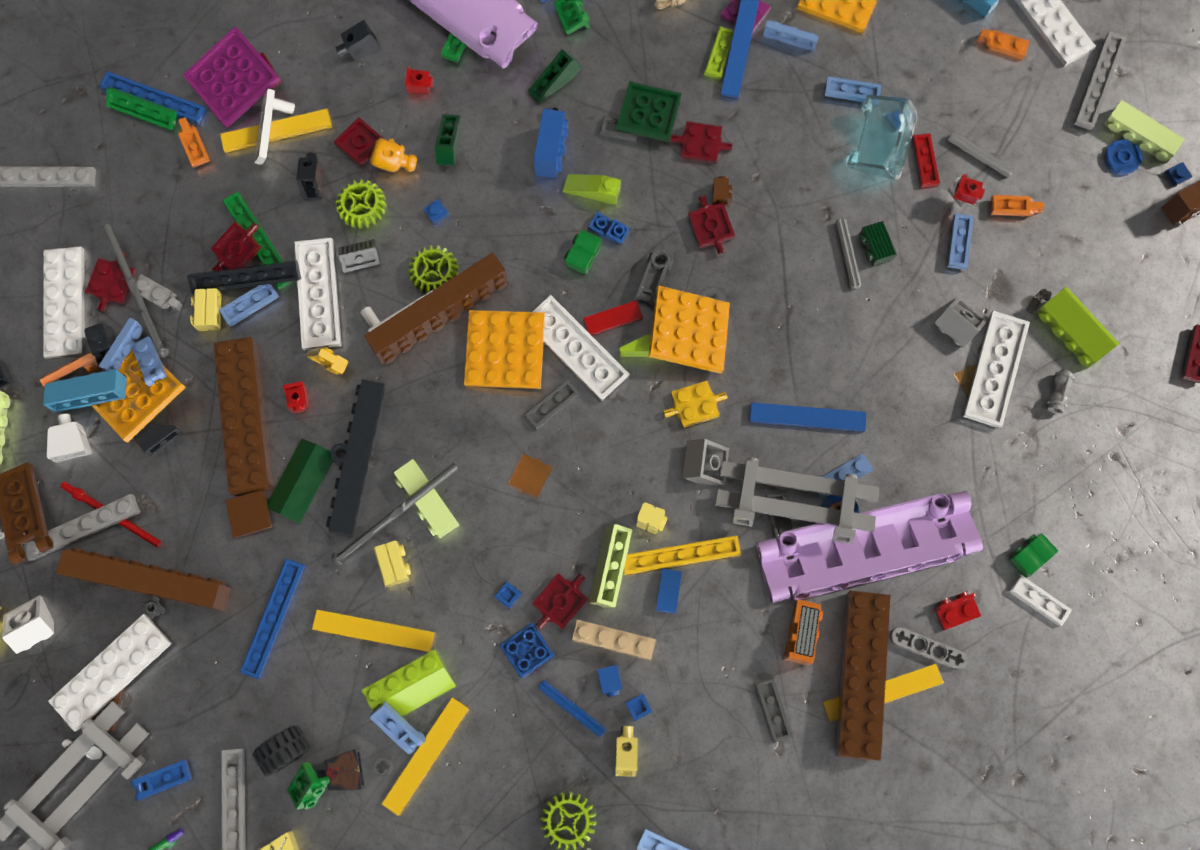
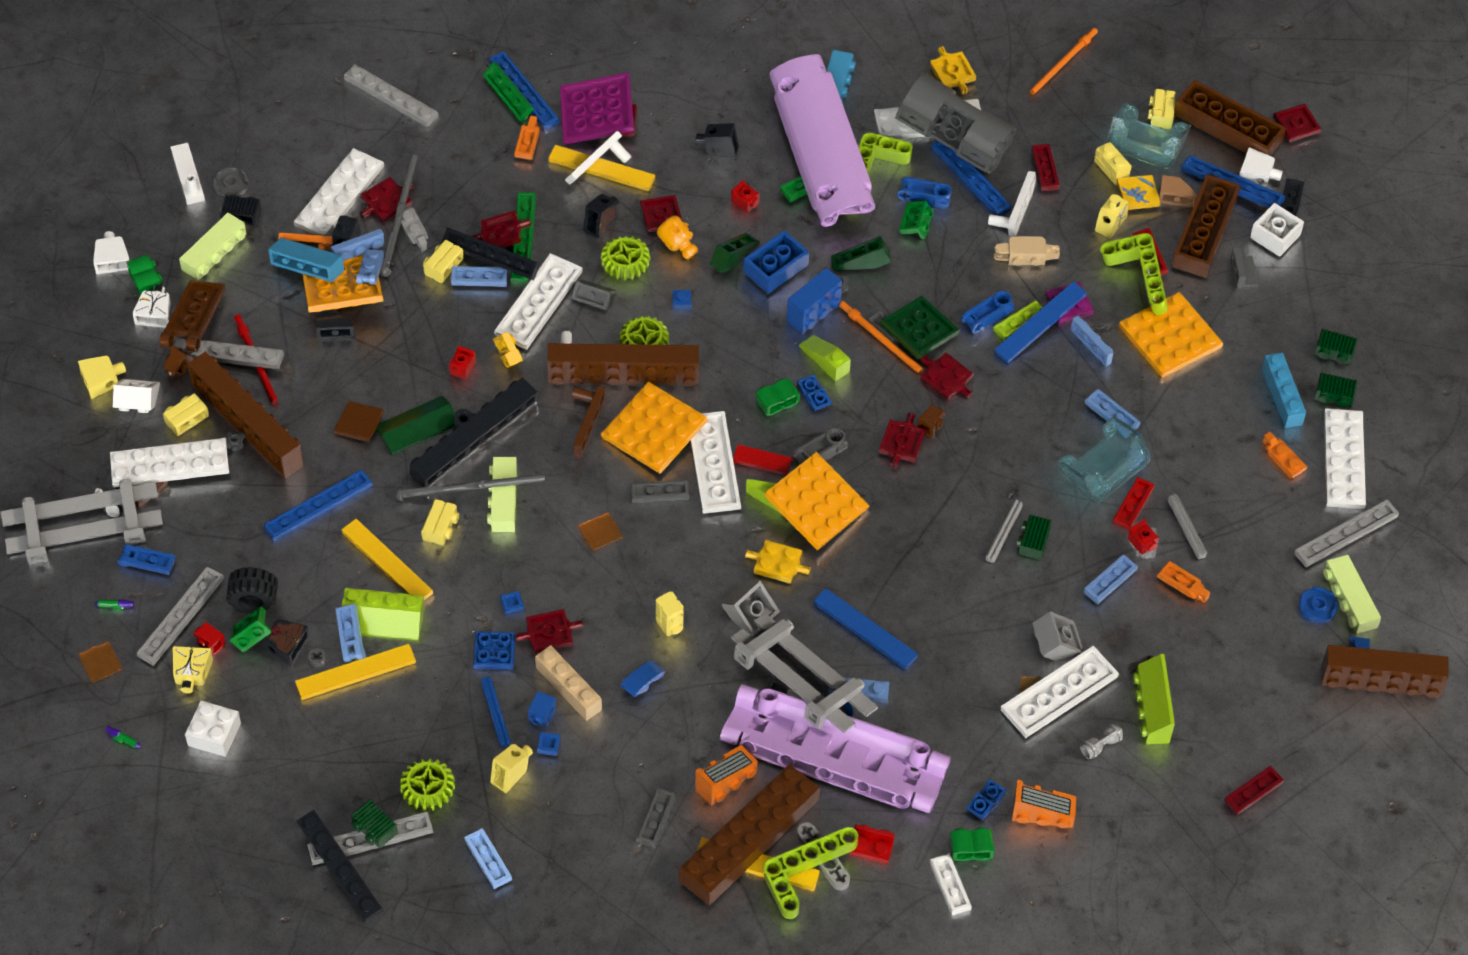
camera: 35 degrees right, 20 degrees down
(42, 567) = (177, 362): none -> reddish brown brick
(66, 440) = (264, 288): white torso -> none
(88, 613) = (185, 414): none -> light yellow brick
(243, 416) = (410, 350): reddish brown brick -> none
(276, 819) = (209, 637): none -> red brick
(437, 355) = (596, 399): none -> reddish brown piece
(490, 127) = (776, 261): none -> blue brick
(587, 134) = (855, 315): none -> orange bar
(610, 566) = (609, 628): yellowish green brick -> none
(682, 555) = (674, 662): yellow tile -> none
(692, 60) = (988, 311): none -> blue piece
(926, 672) = (803, 864): none -> lime beam
(1011, 505) = (986, 800): none -> blue slope
(1063, 483) = (1043, 807): none -> orange wedge

